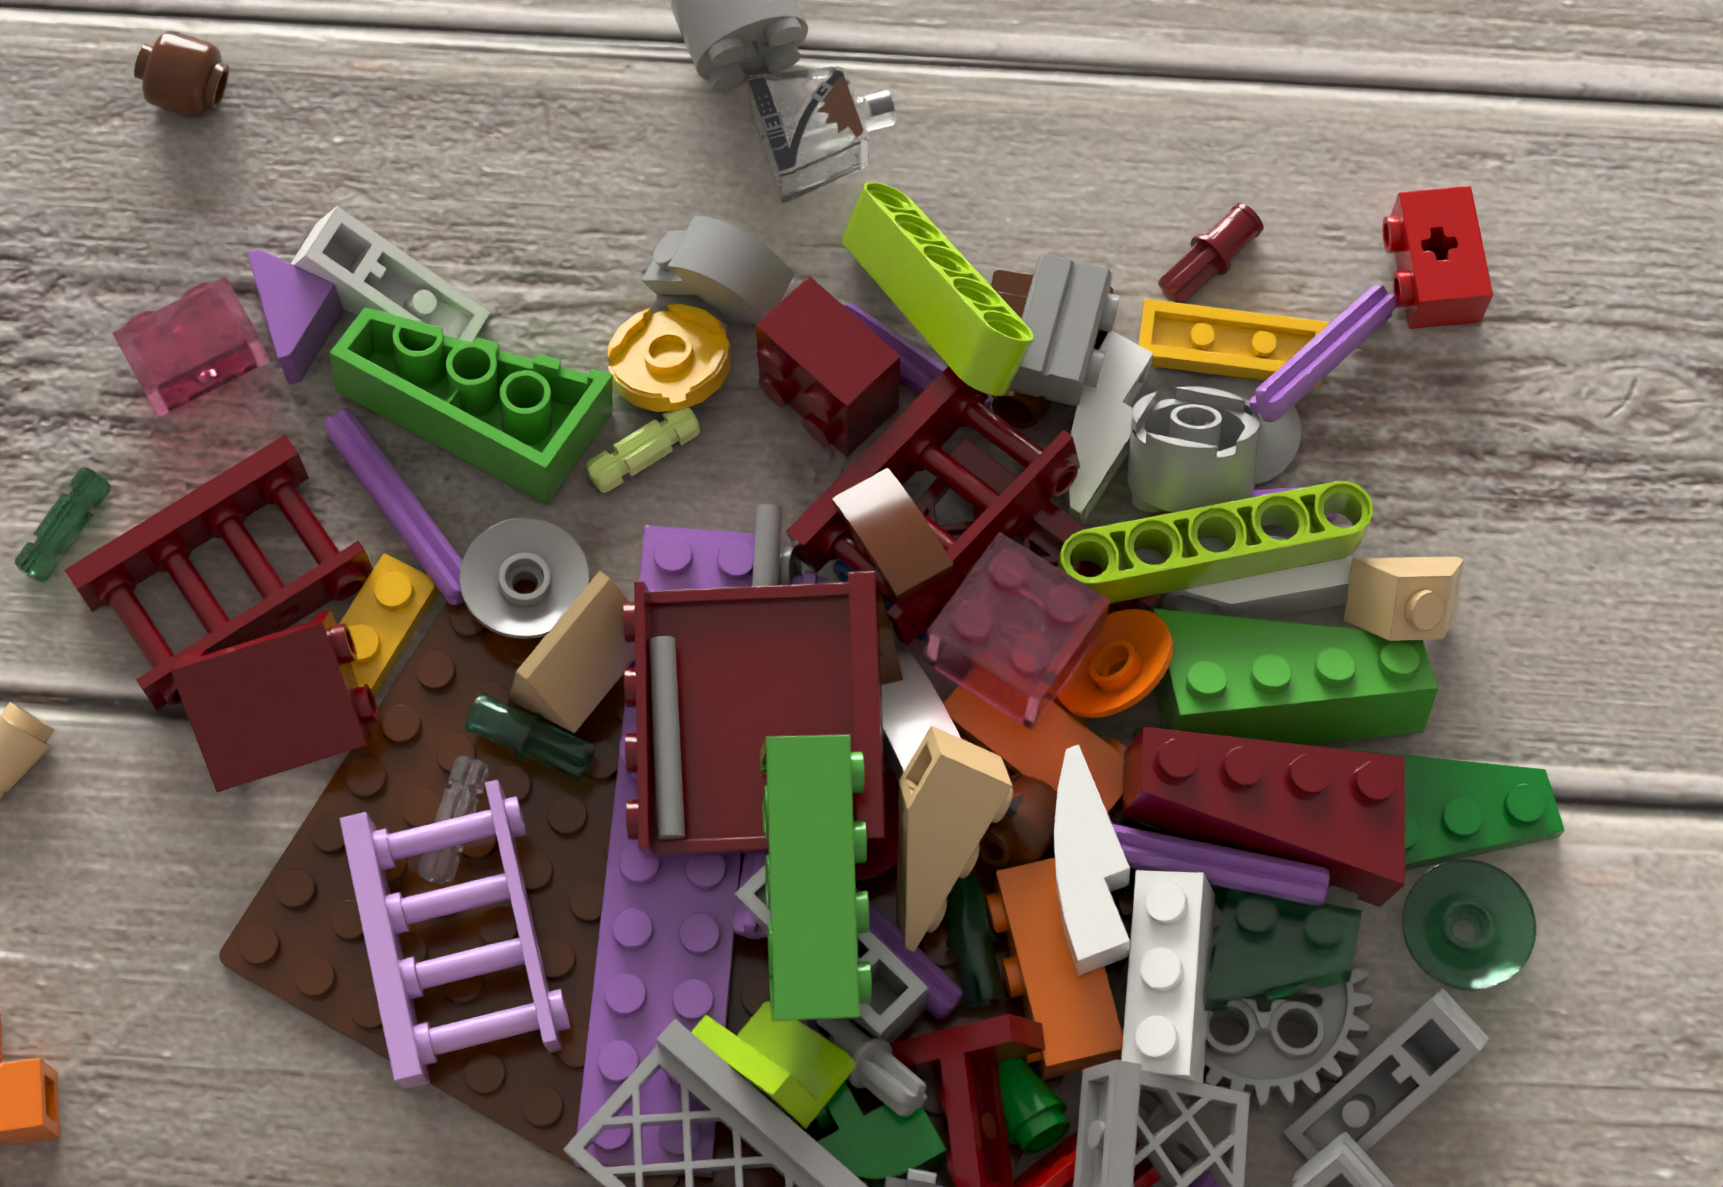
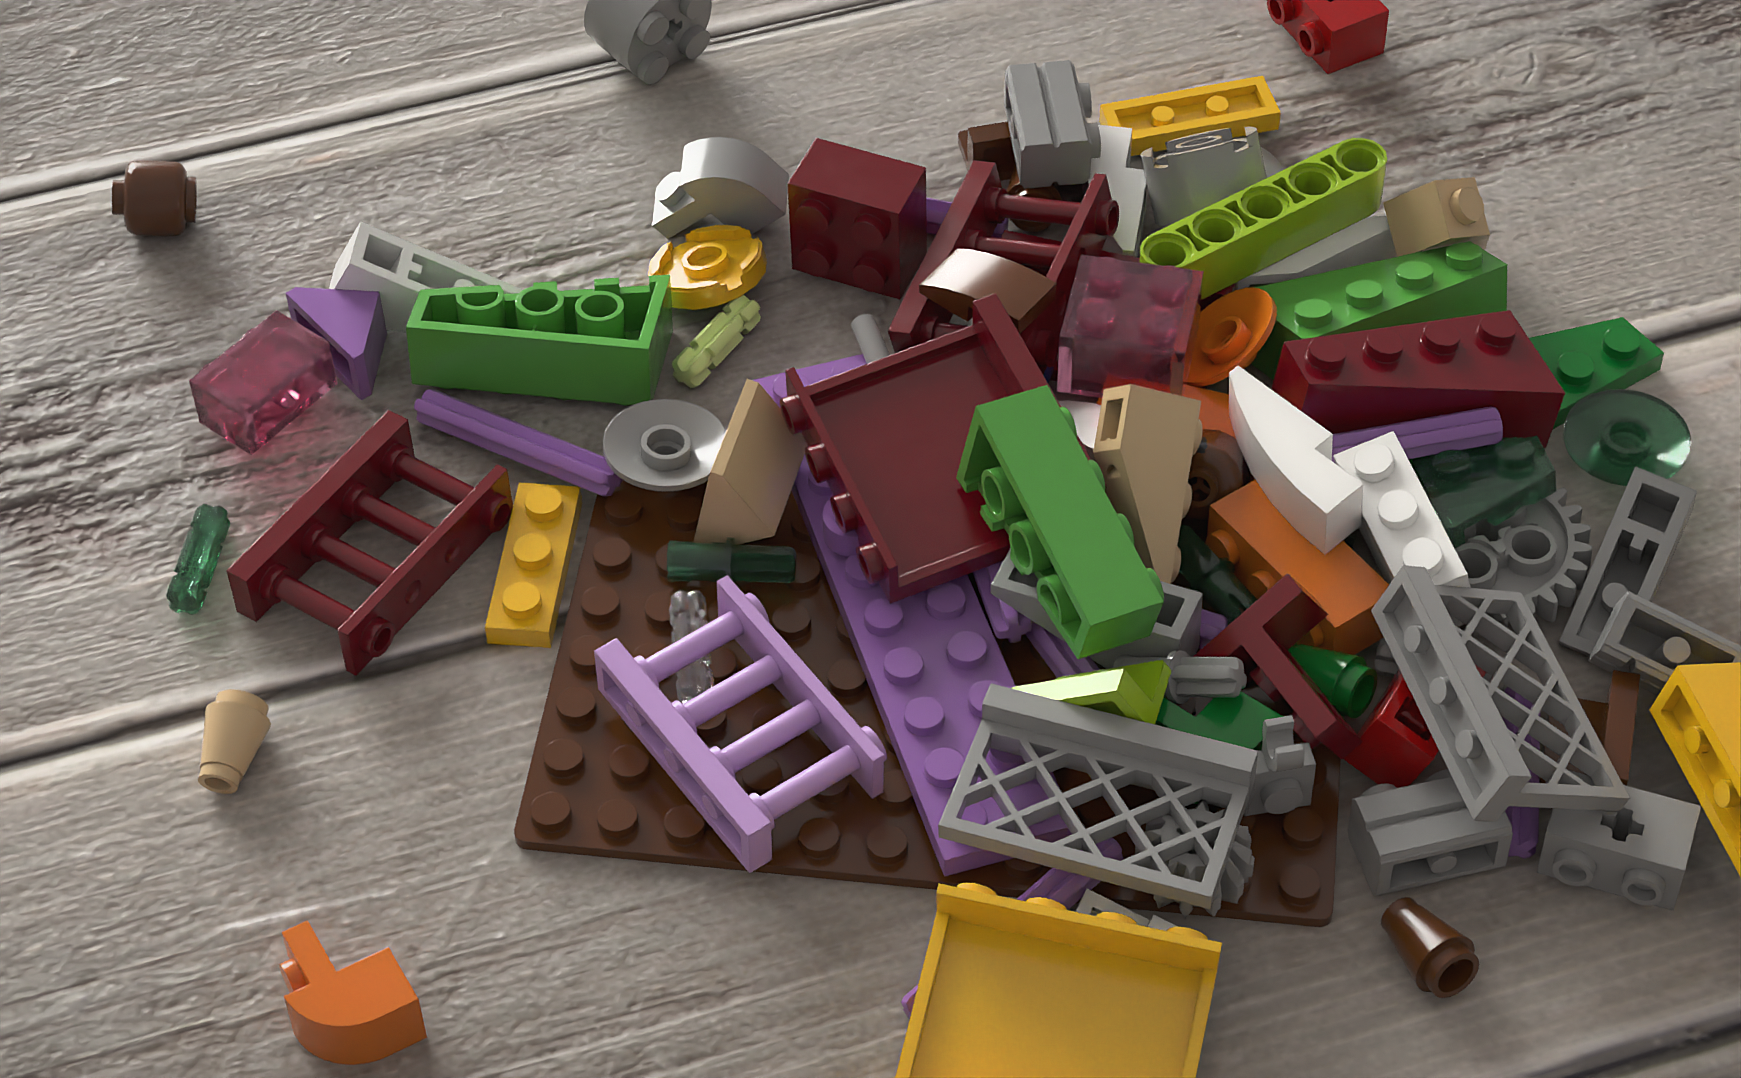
camera: 20 degrees left, 20 degrees down
(276, 701) = (480, 597): dark red panel -> none
(666, 737) = (880, 506): light grey bar -> none
(814, 126) = (747, 76): clear torso -> none
(937, 289) = (928, 125): lime beam -> none
(1210, 254) = (1138, 62): dark red axle -> none
(1323, 353) = (1274, 86): medium lavender axle -> none

